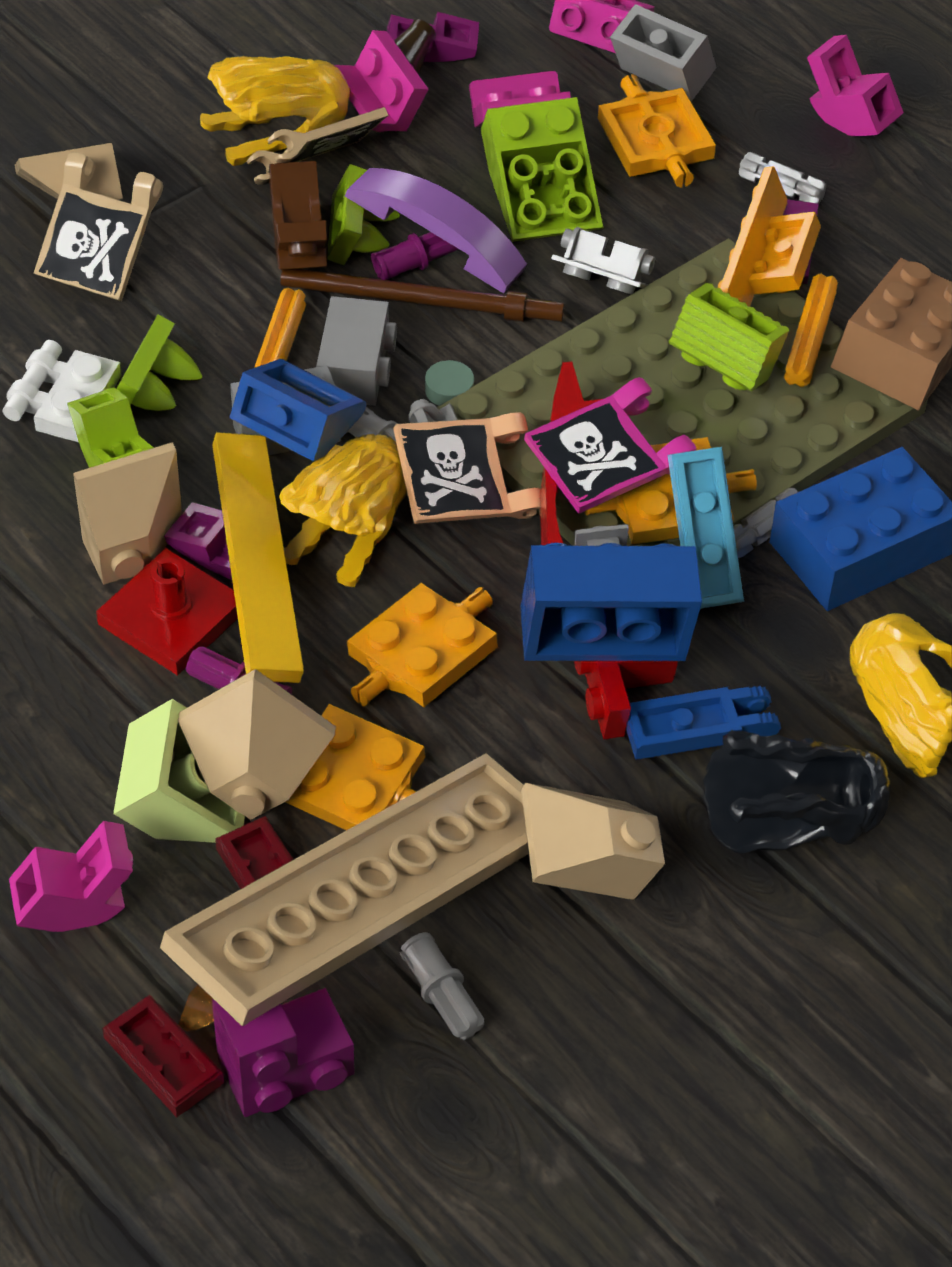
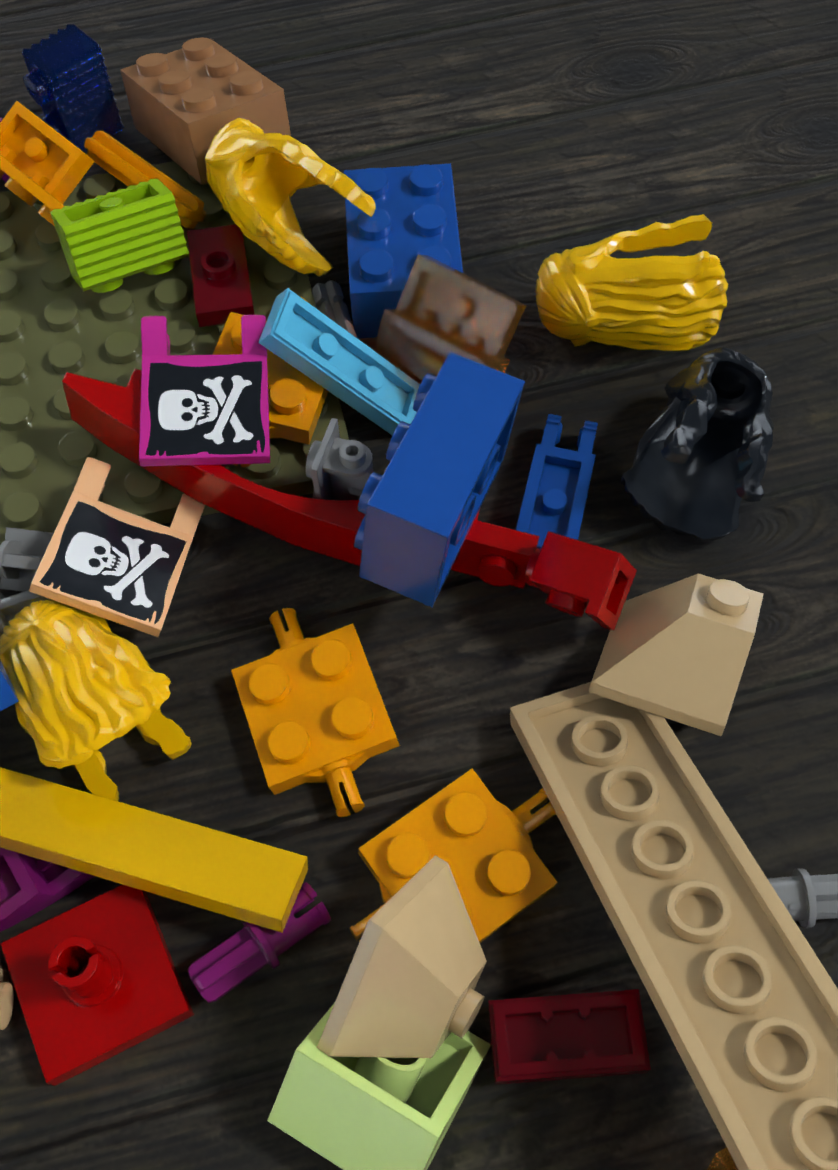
camera: 60 degrees left, 10 degrees up
(607, 748) = (581, 578): none -> red brick
(750, 419) = (219, 274): none -> dark red plate
(781, 583) = (447, 314): none -> clear orange brick
(823, 407) = (257, 184): none -> yellow hair
(864, 240) = (72, 85): none -> clear blue brick

